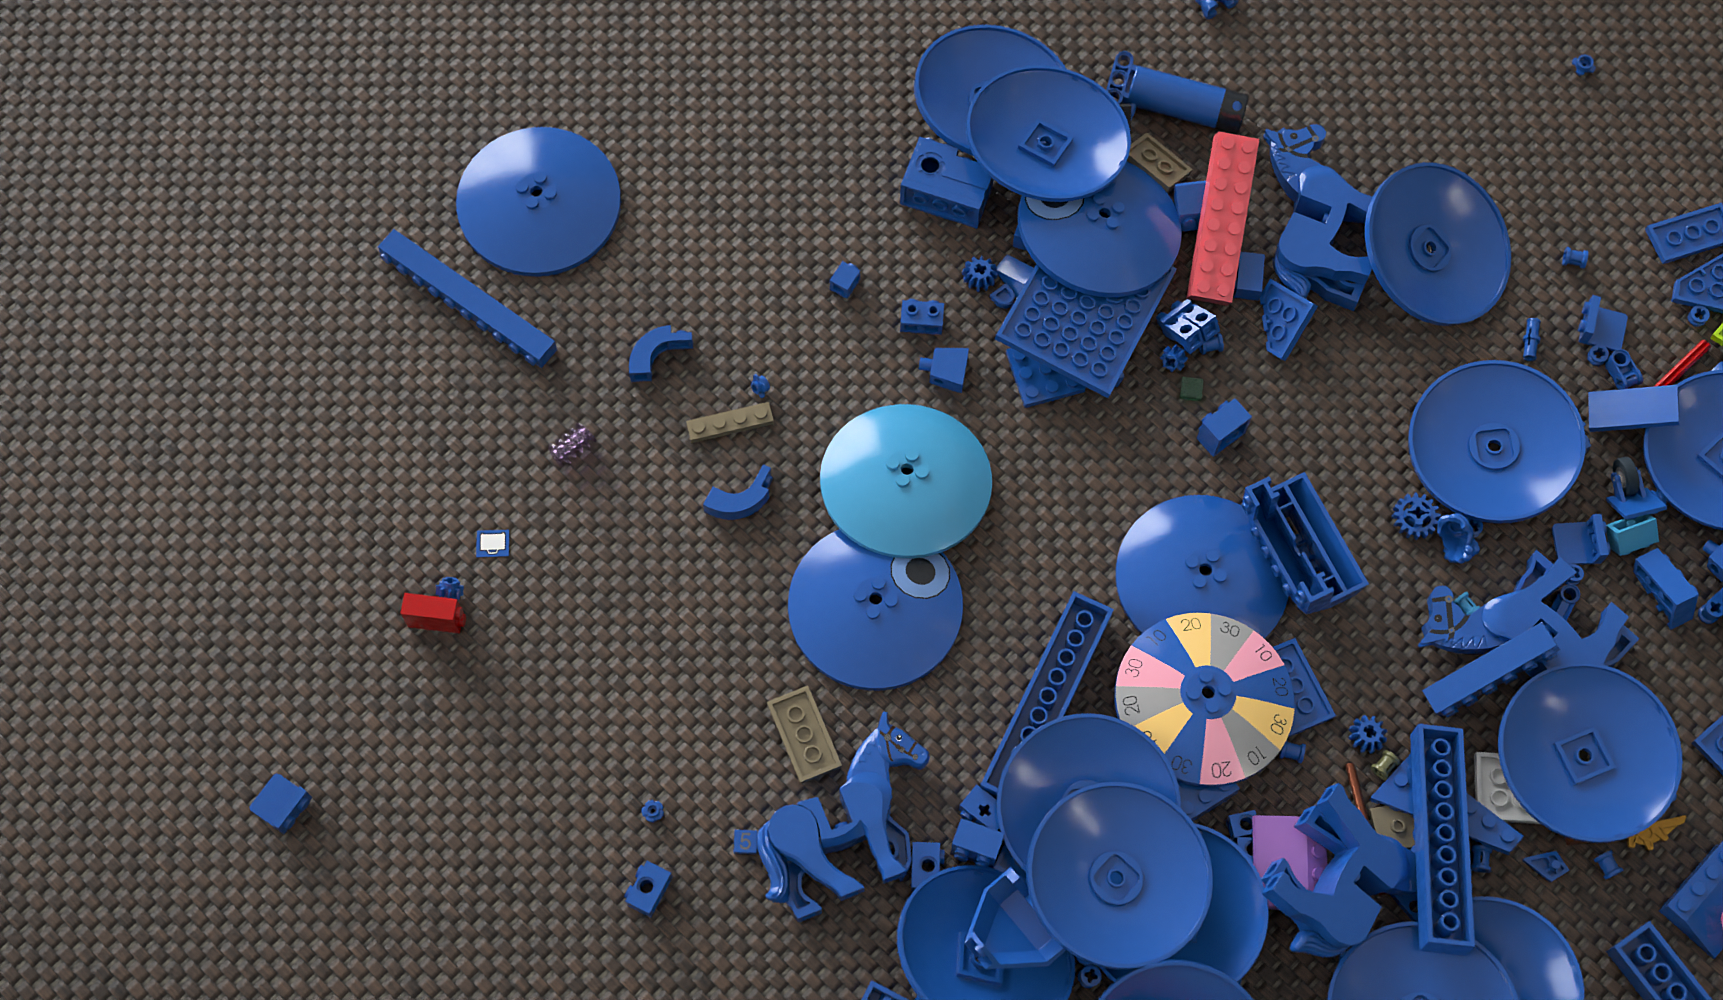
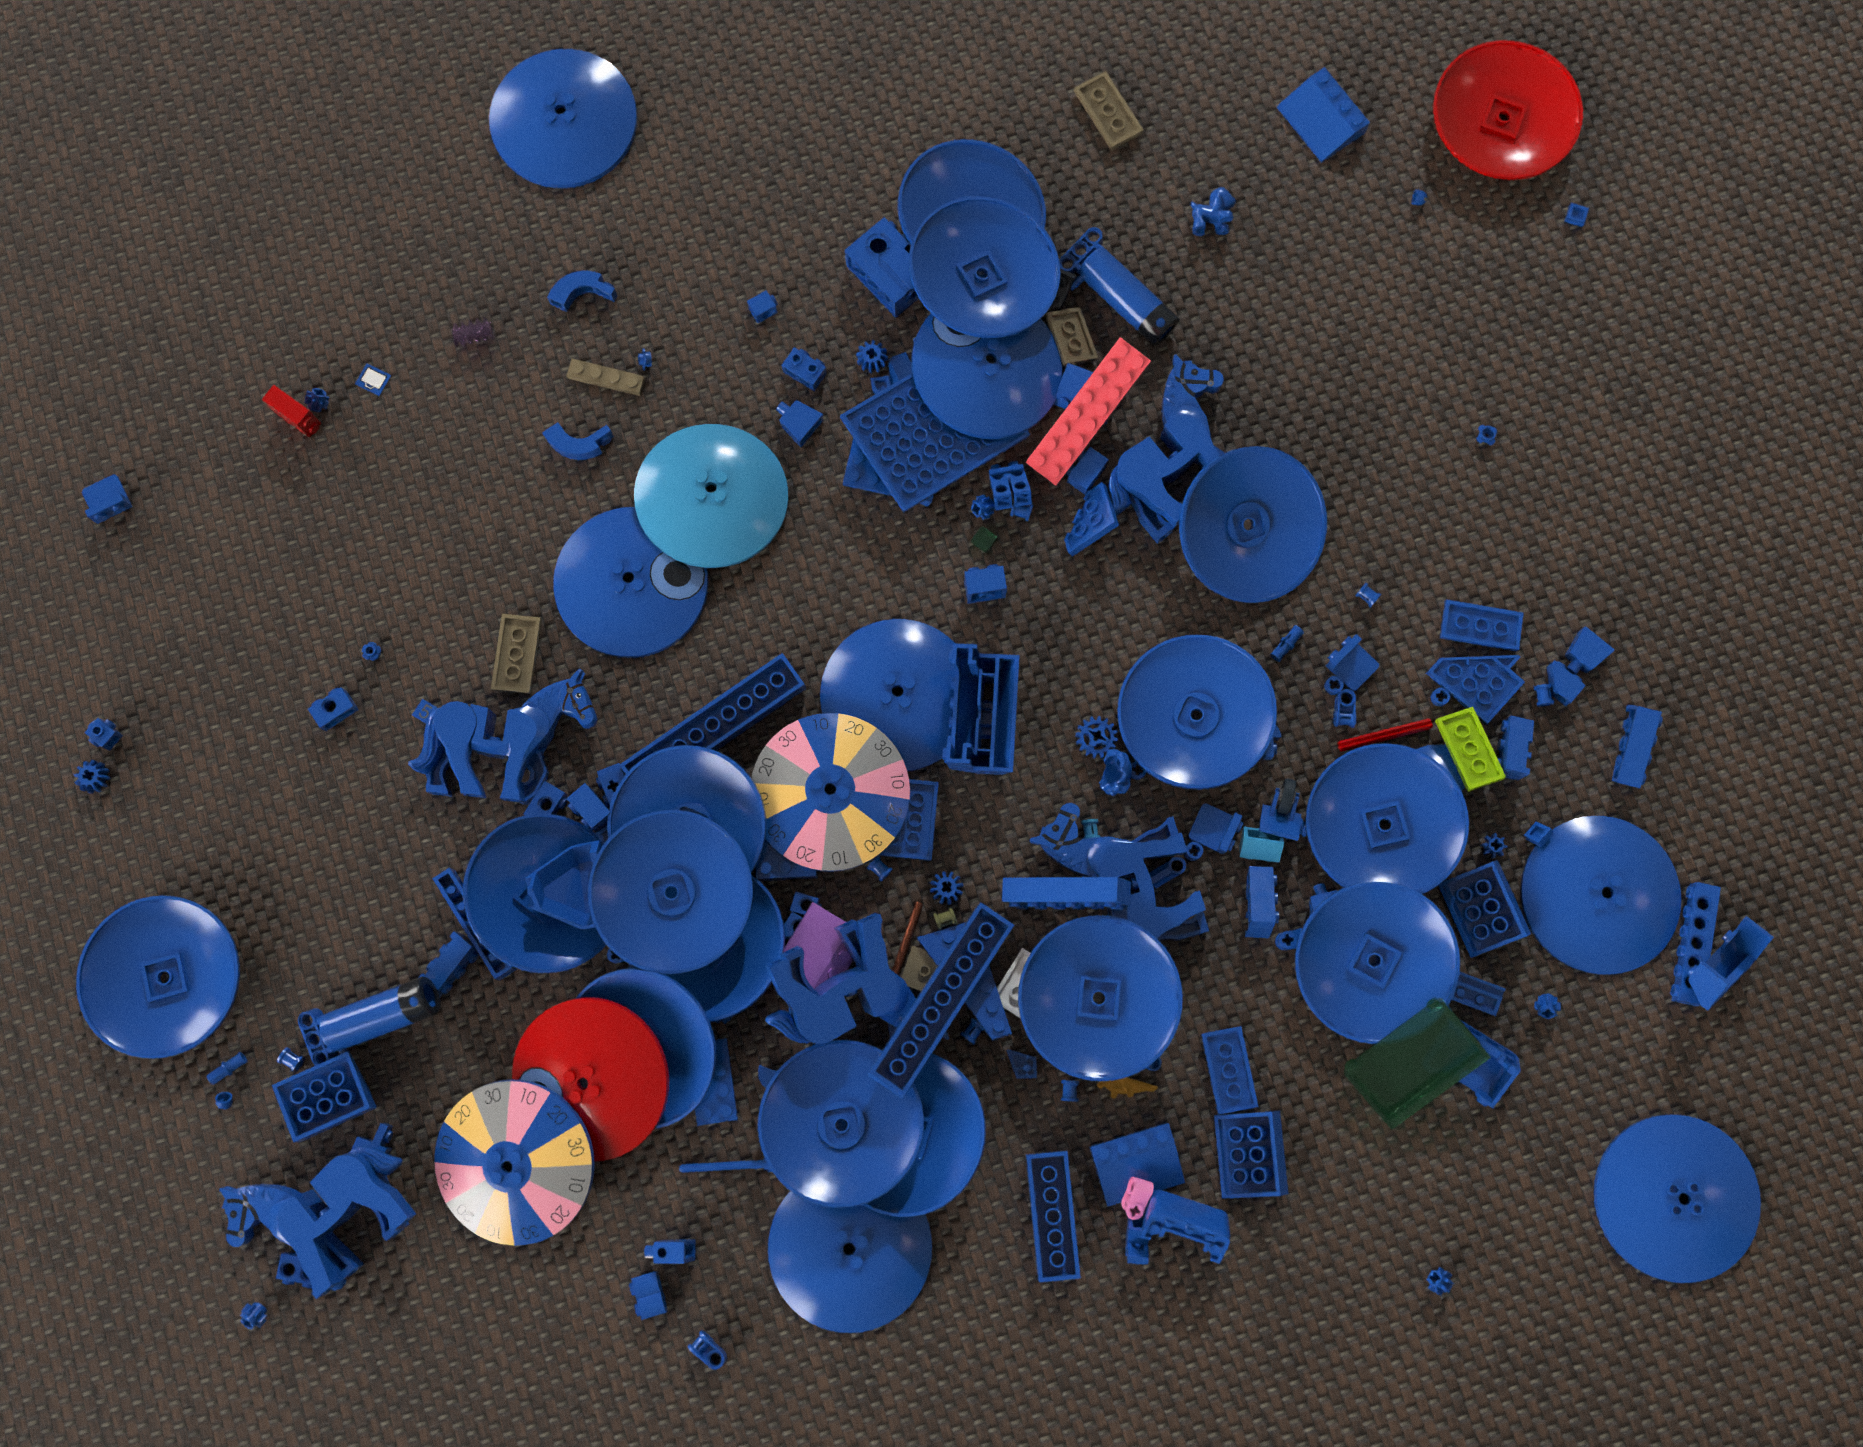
camera: 30 degrees right, 10 degrees up
(467, 298) = (461, 171): blue brick -> none
(1633, 408) = (1328, 745): tile -> none

